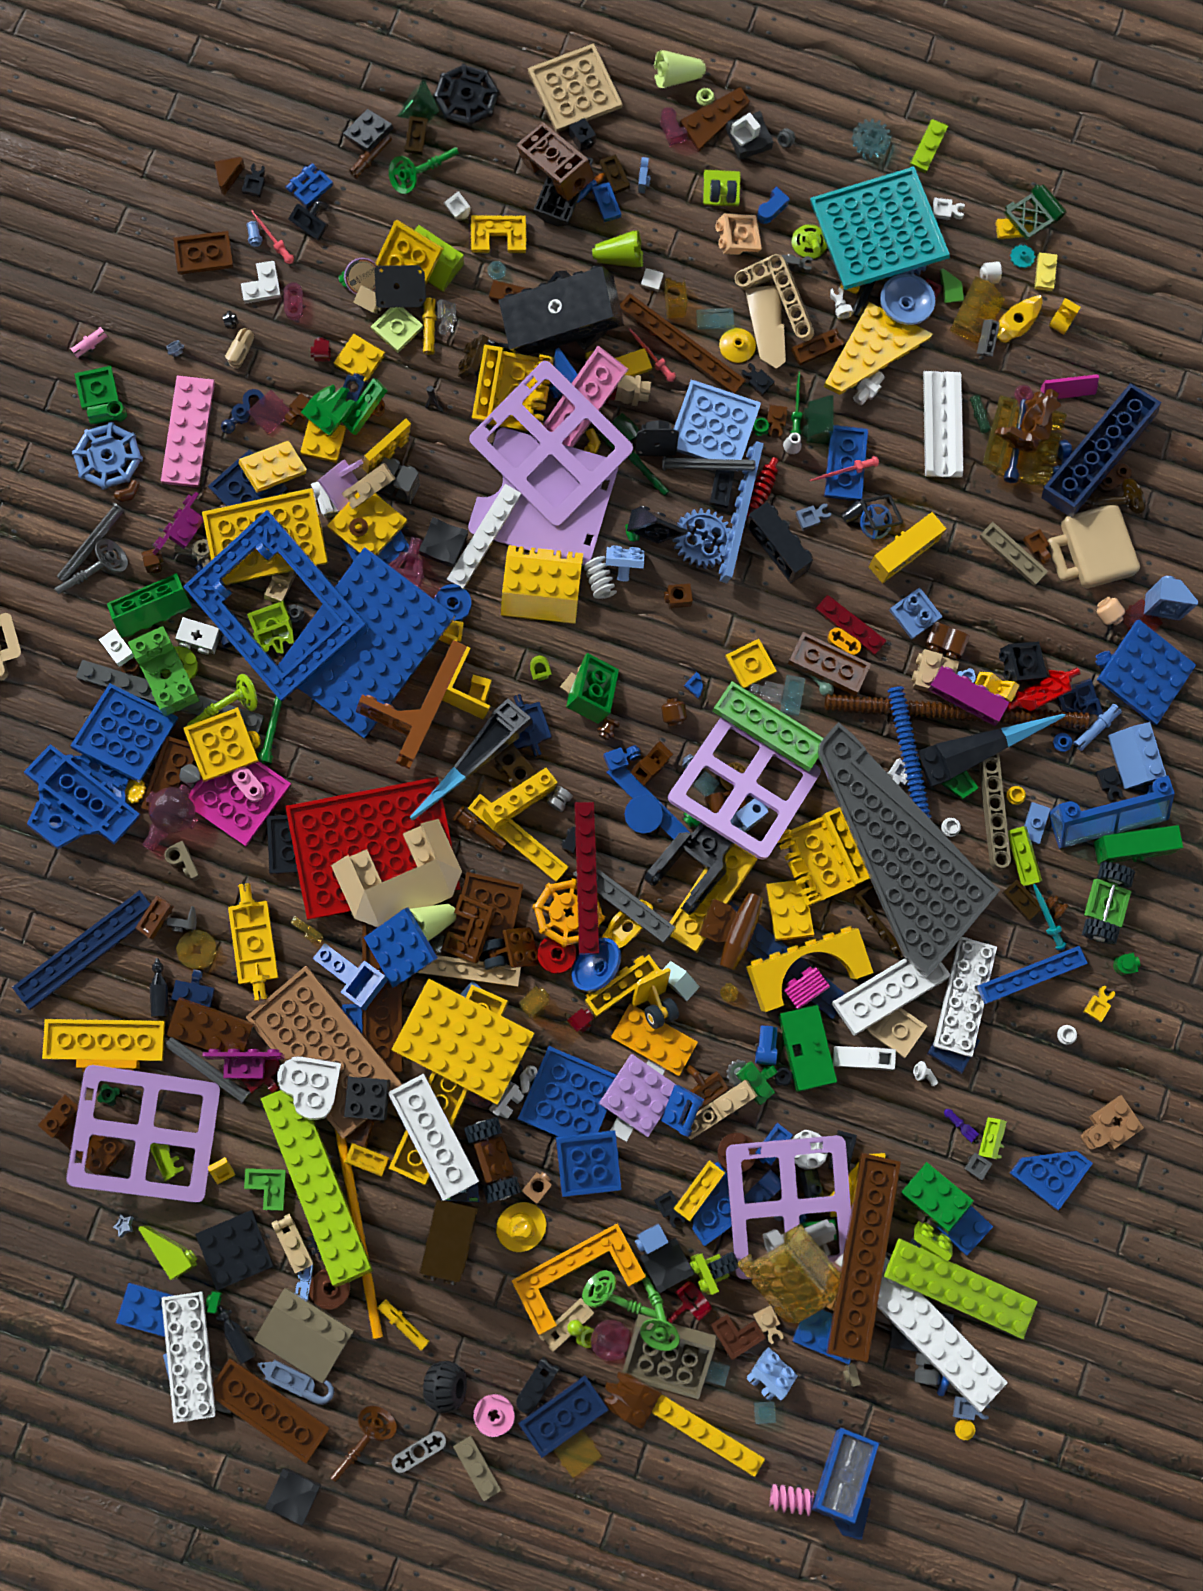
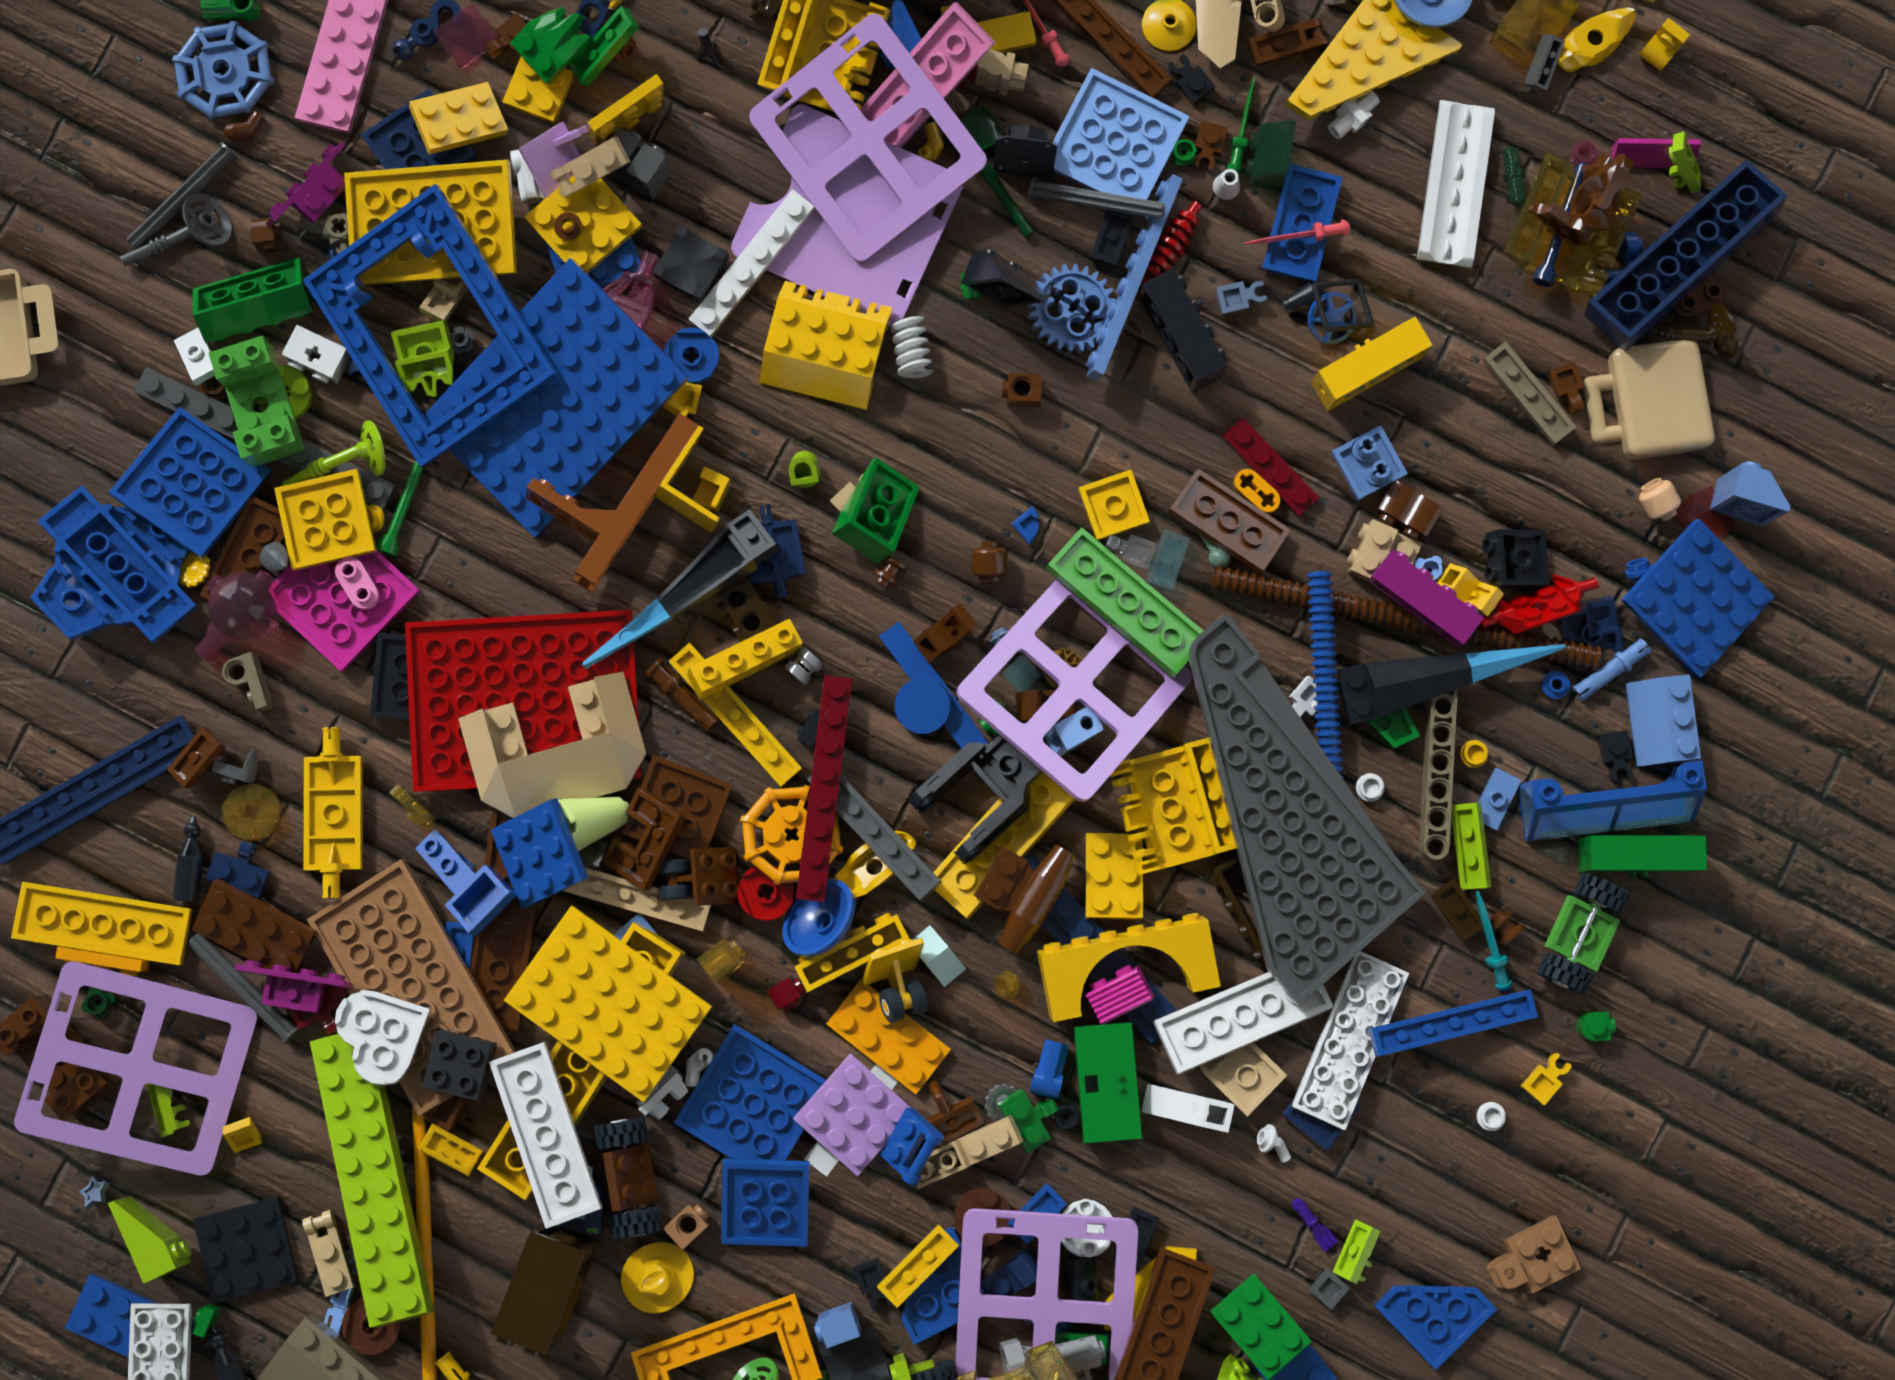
camera: 15 degrees right, 5 degrees up
(271, 1182) = (312, 1163): bright green plate -> none
(617, 759) = (896, 619): blue plate -> none
(624, 559) = (951, 326): light blue plate -> none
(1092, 394) = (1686, 164): none -> lime plate

